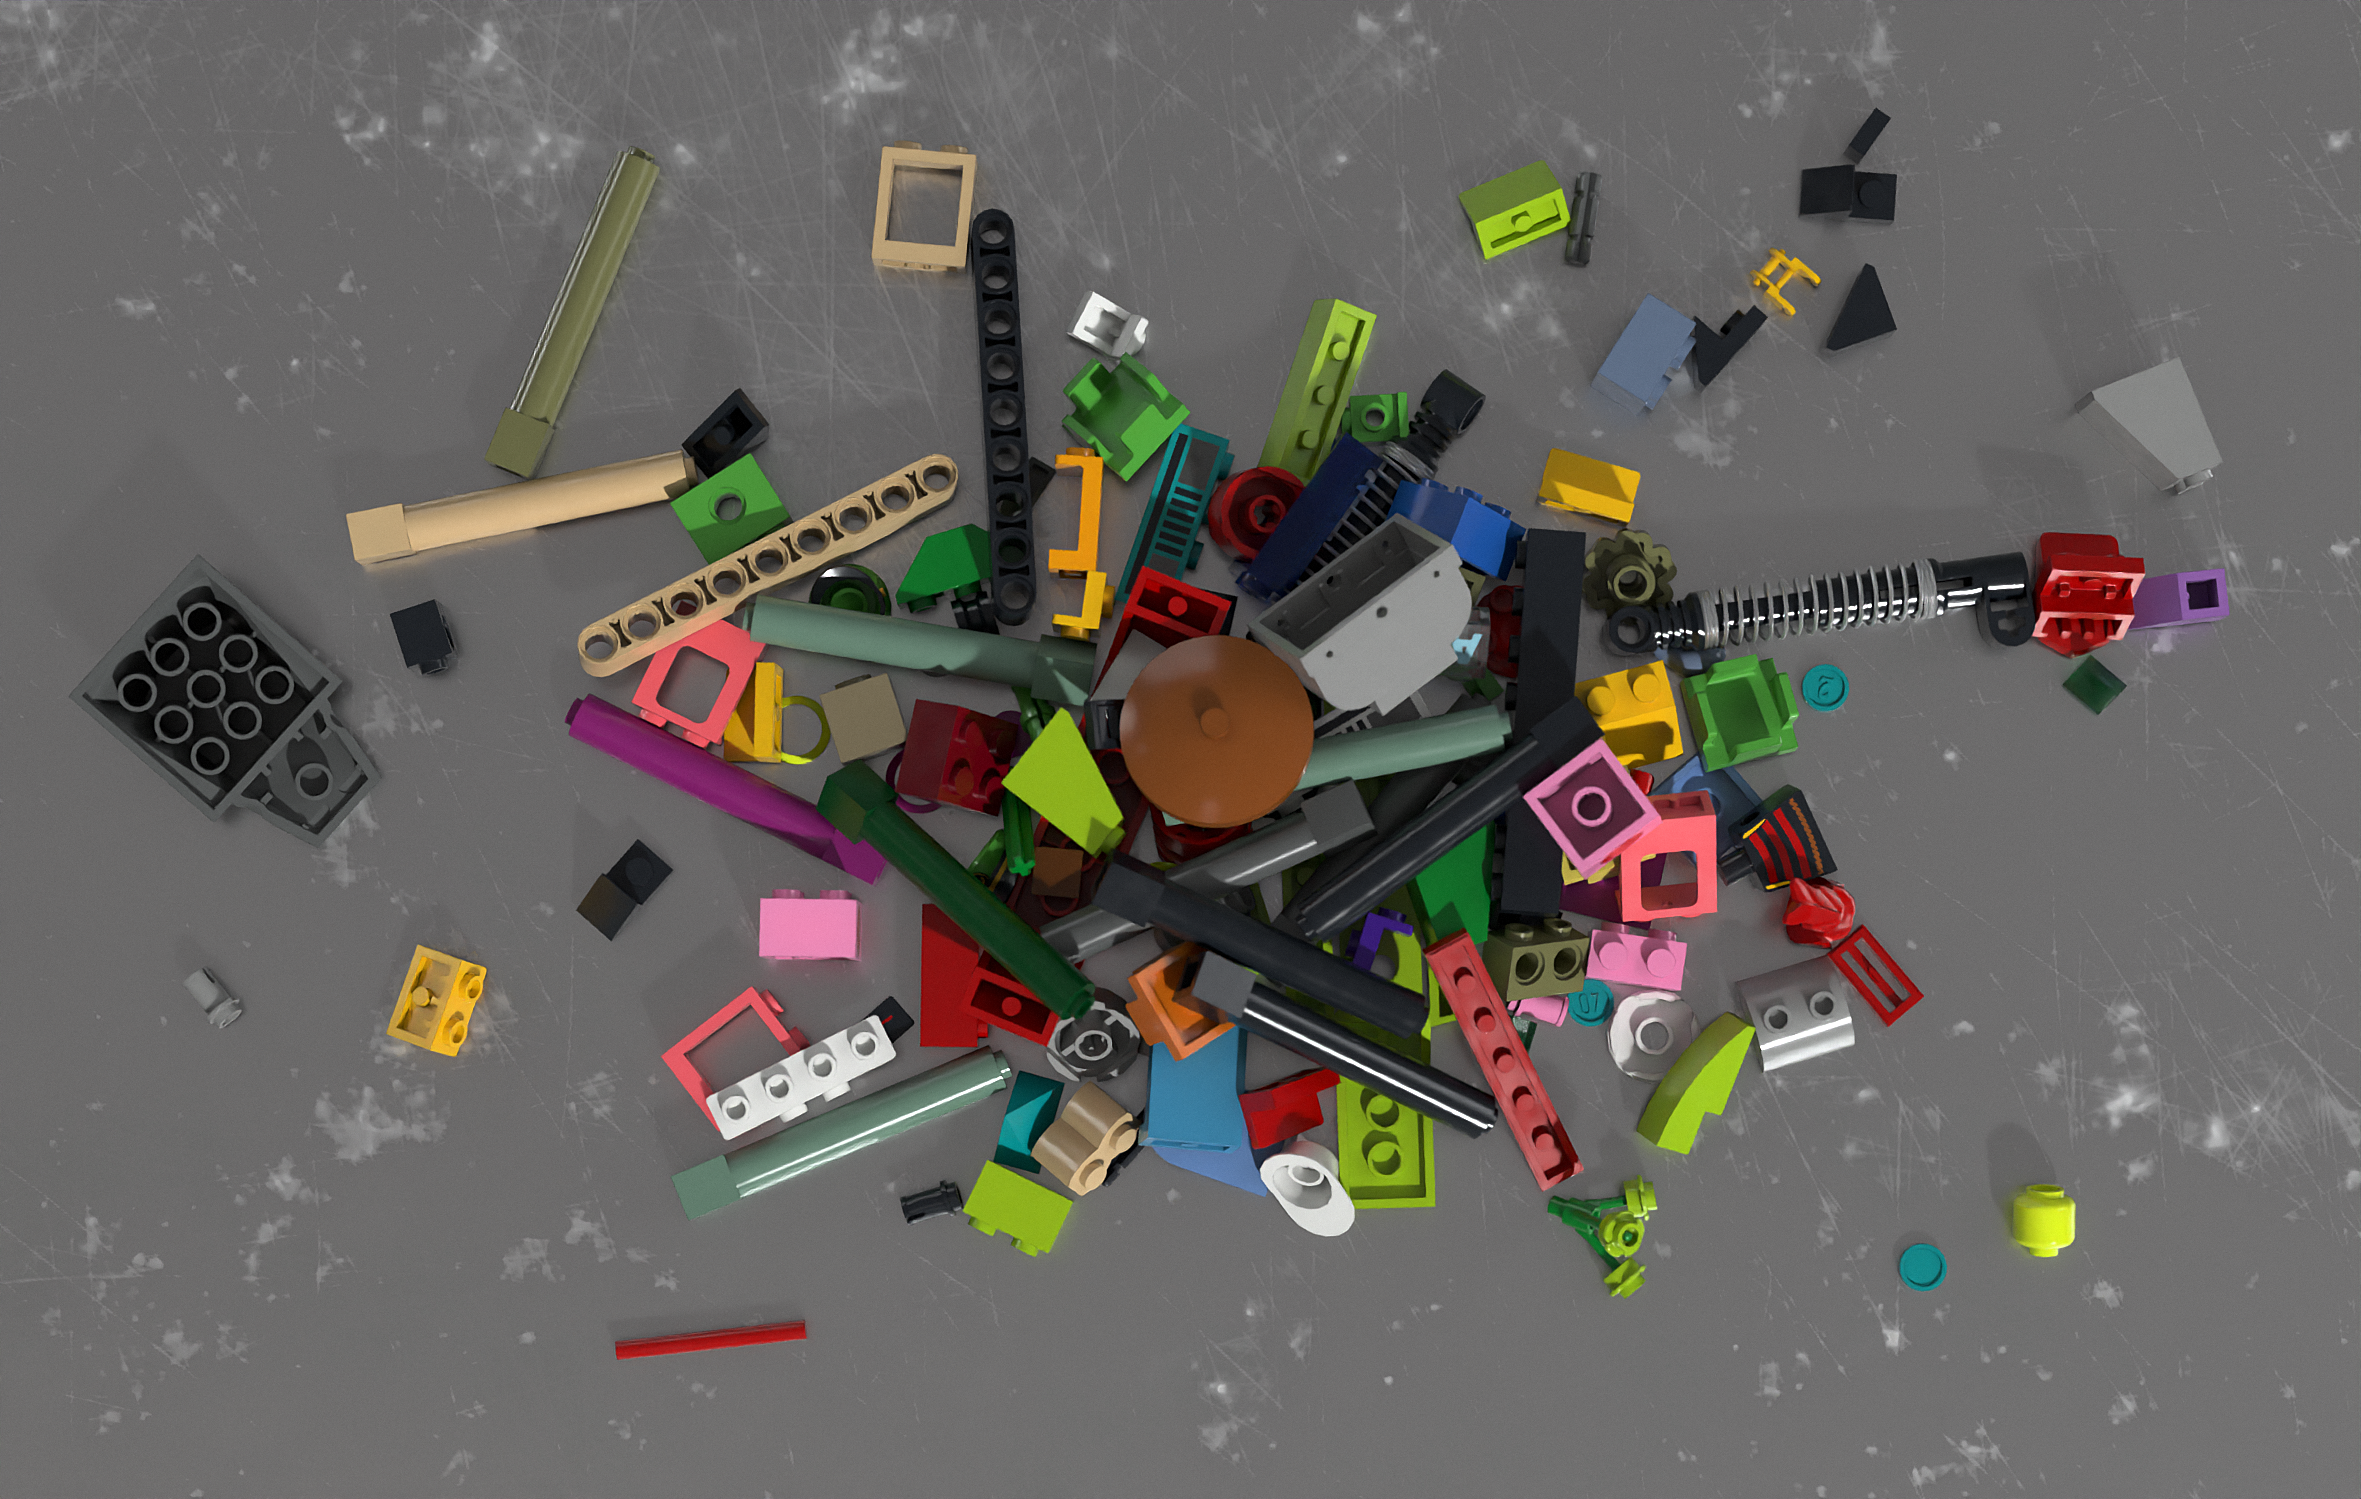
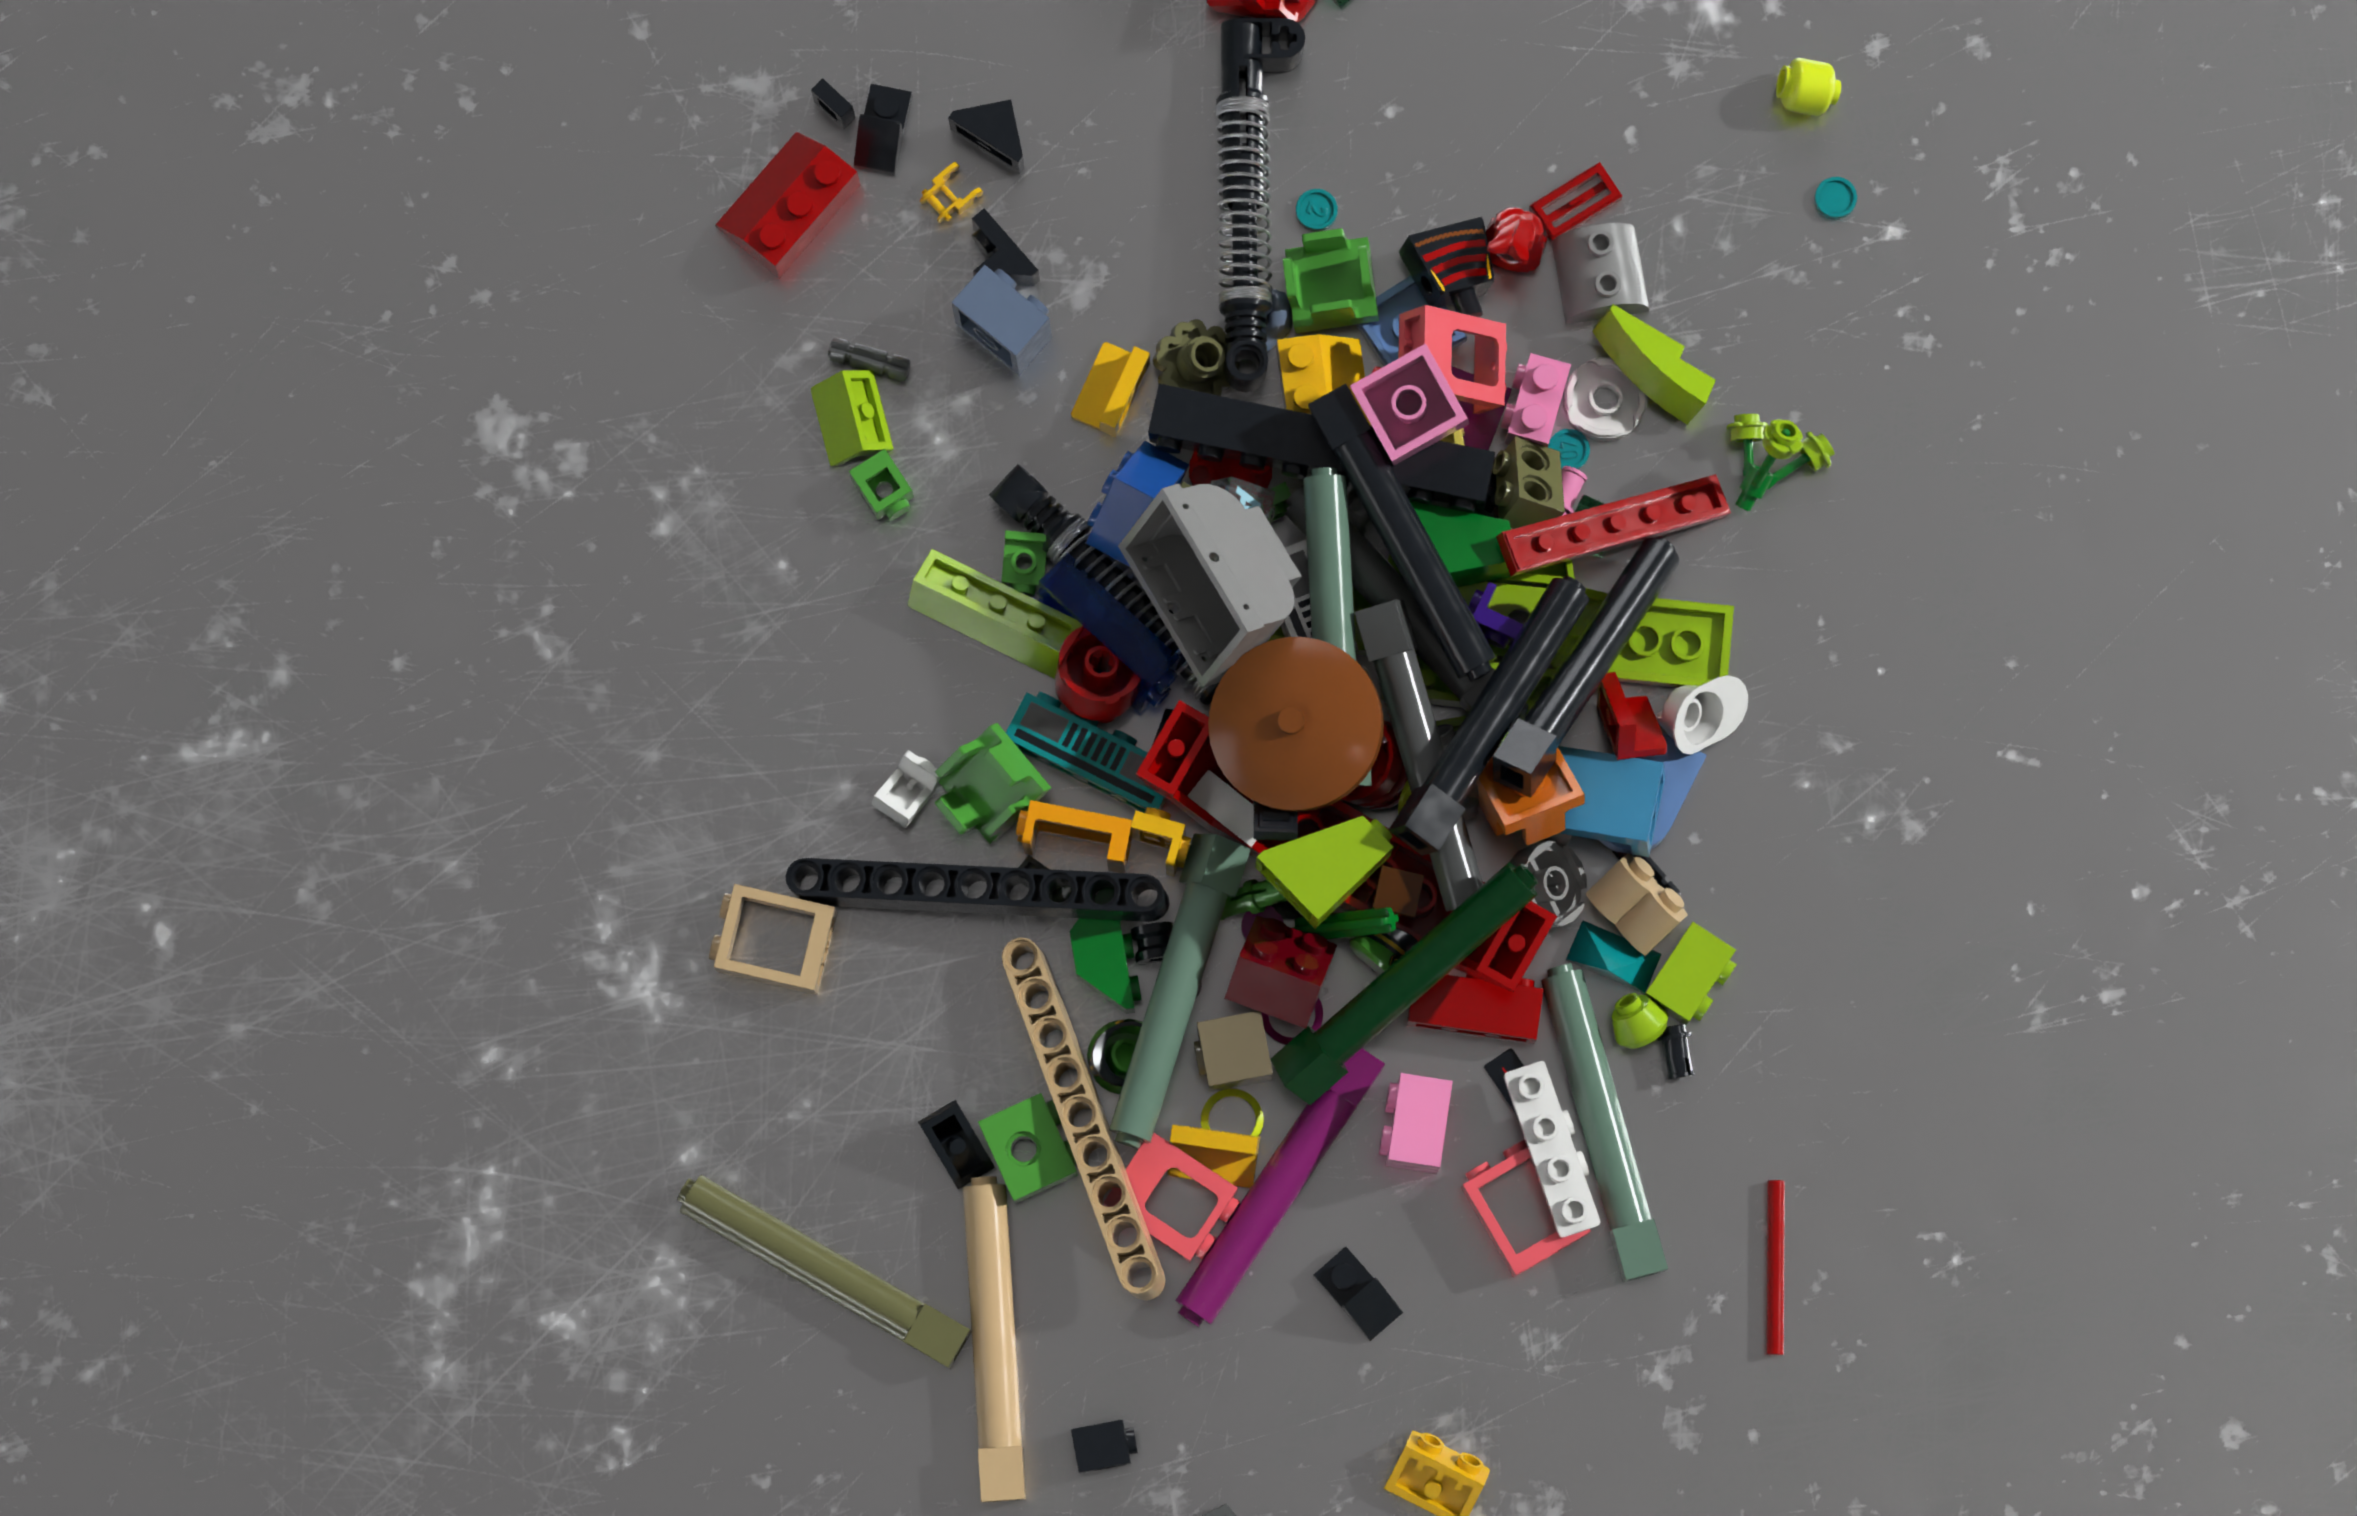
camera: 80 degrees left, 5 degrees down
(957, 1156) = (1638, 1021): none -> lime cone
(1445, 236) = (881, 471): none -> bright green brick
(1746, 104) = (789, 203): none -> red slope

